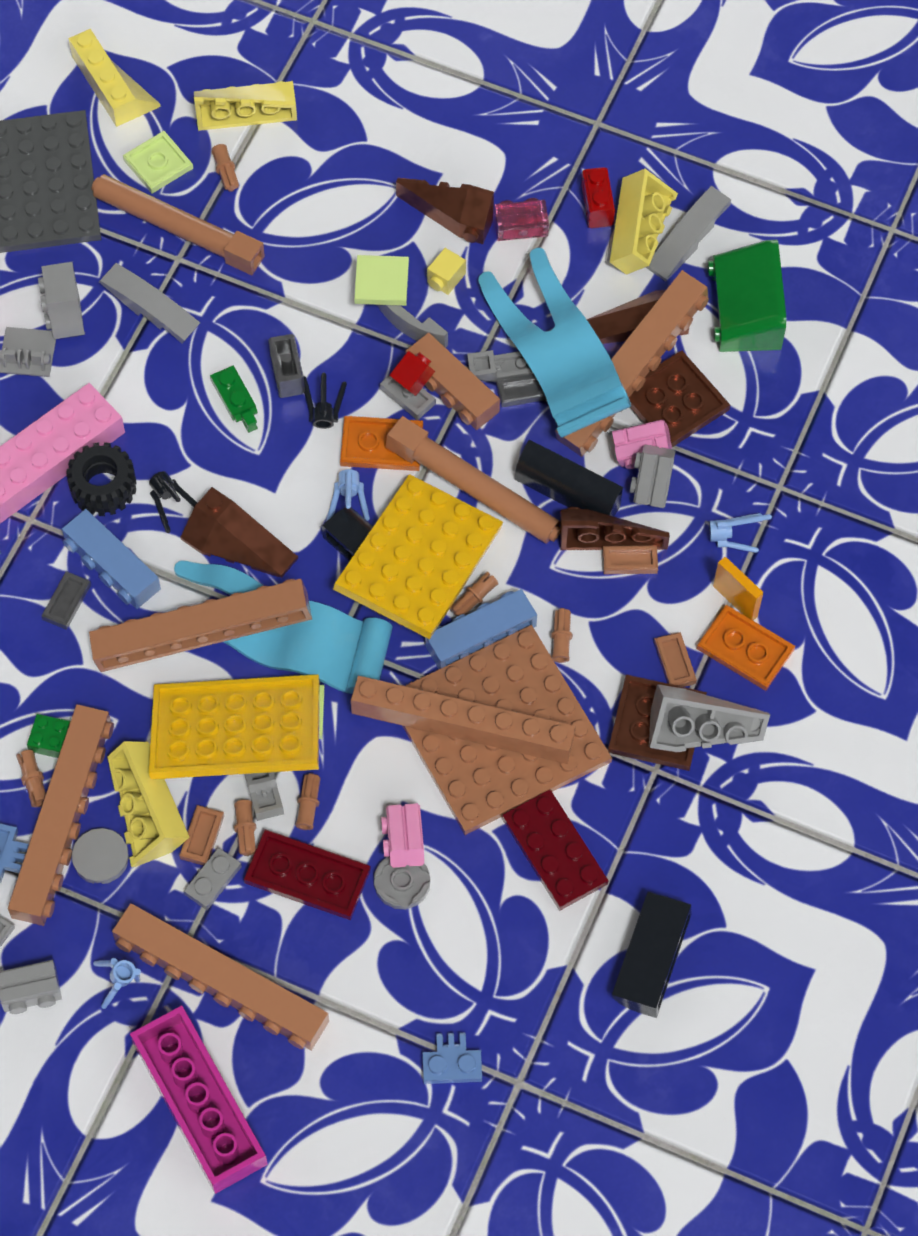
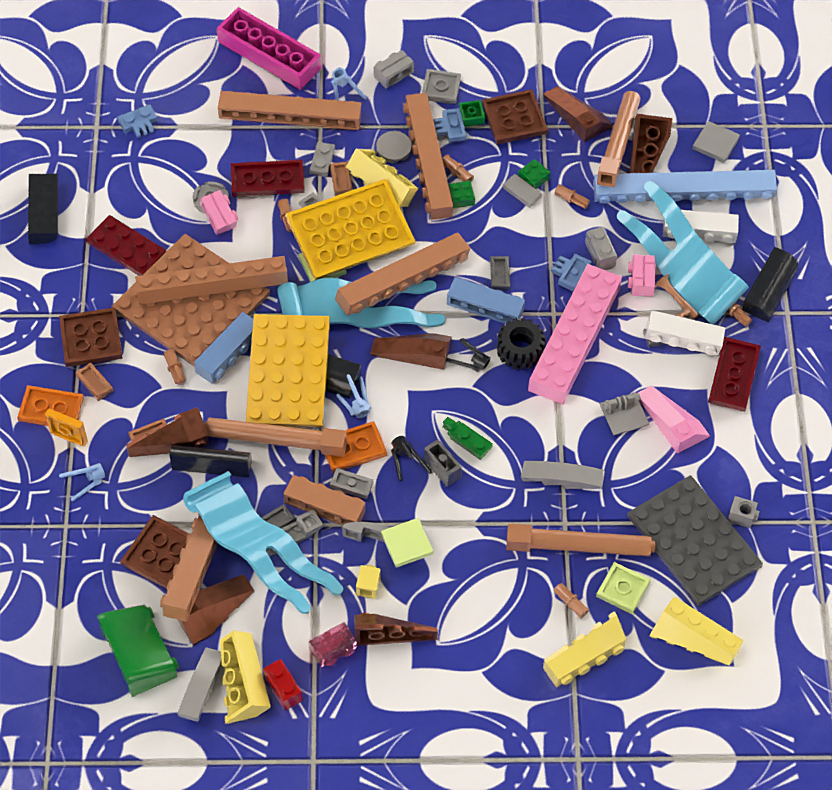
camera: 155 degrees right, 5 degrees down
(61, 300) = (618, 433): light grey piece -> none
(245, 827) = (316, 186): nougat axle -> none
(413, 372) = (351, 482): red brick -> none
(474, 594) = (241, 370): nougat axle -> none
(632, 440) = (168, 504): bright pink brick -> none
(654, 475) = (153, 480): light grey brick -> none
(692, 720) = (74, 334): light grey wedge -> none

